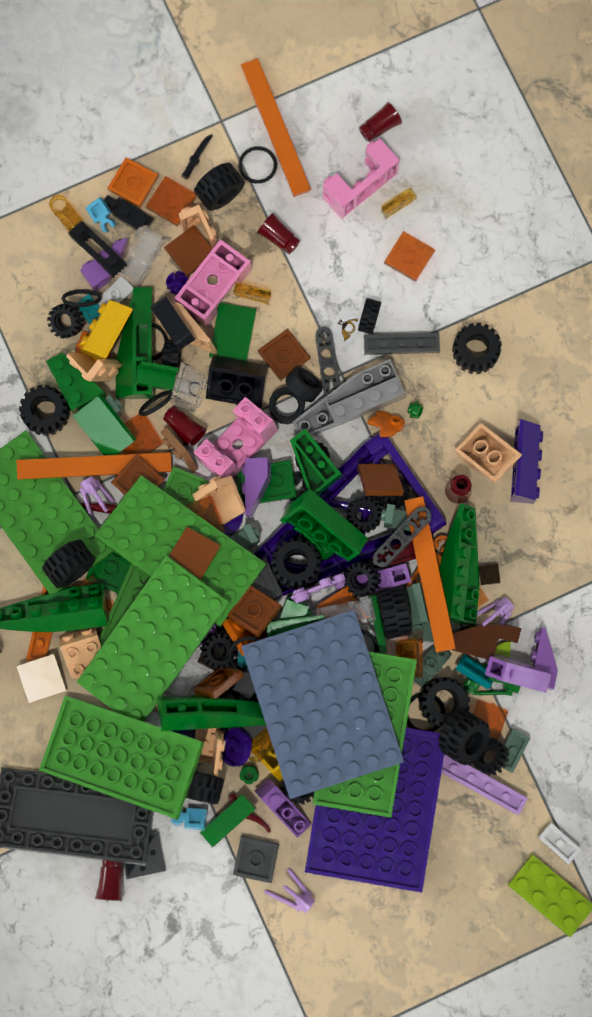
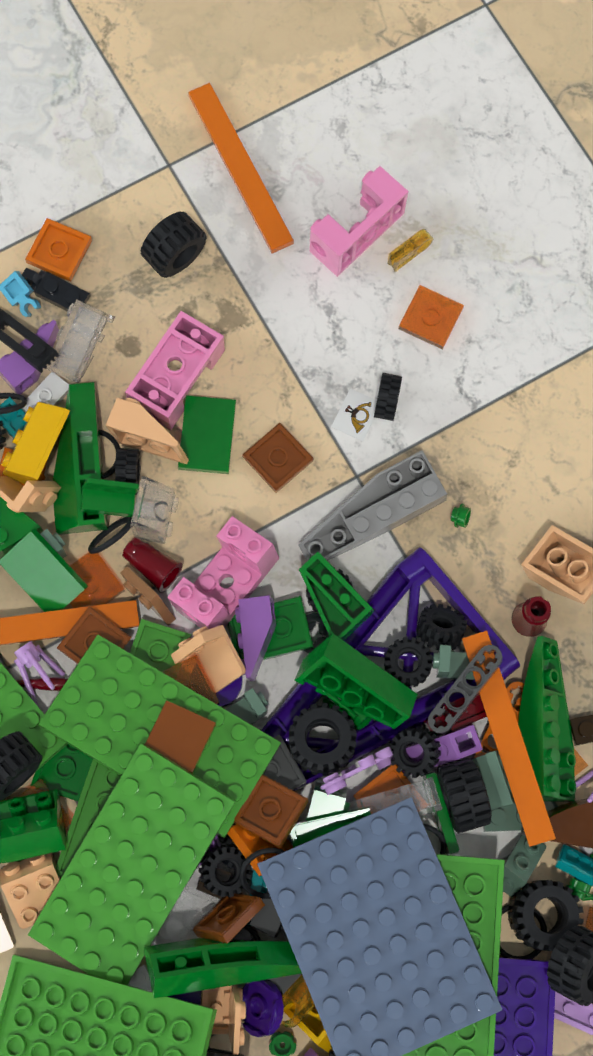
camera: 10 degrees left, 5 degrees down
(170, 200) = (111, 270): clear orange tile -> none
(172, 323) = (125, 424): black beam -> none
(176, 281) = (125, 372): dark purple gear -> none
(188, 250) = (139, 331): dark orange tile -> none
(194, 160) = (138, 215): black piece -> none
(196, 216) = (145, 285): light nougat bracket -> none
(235, 379) = (215, 495): black slope -> none
(252, 293) = (228, 379): clear yellow piece -> none
(262, 180) = (221, 195): black tyre -> none
(272, 406) = (287, 504): black tyre -> none
(278, 234) = (257, 300): dark red plant -> none
(303, 384) = (309, 493): black tyre -> none
(327, 363) = (335, 464): dark grey beam -> none
(380, 122) = (376, 150): dark red plant -> none
(380, 480) = (425, 613): dark orange tile -> none
(388, 423) = (428, 537): orange plate -> none
(401, 343) = (433, 430): dark grey plate -> none
(414, 650) = (493, 845): clear orange tile -> none
(480, 333) = (539, 409): black tyre -> none

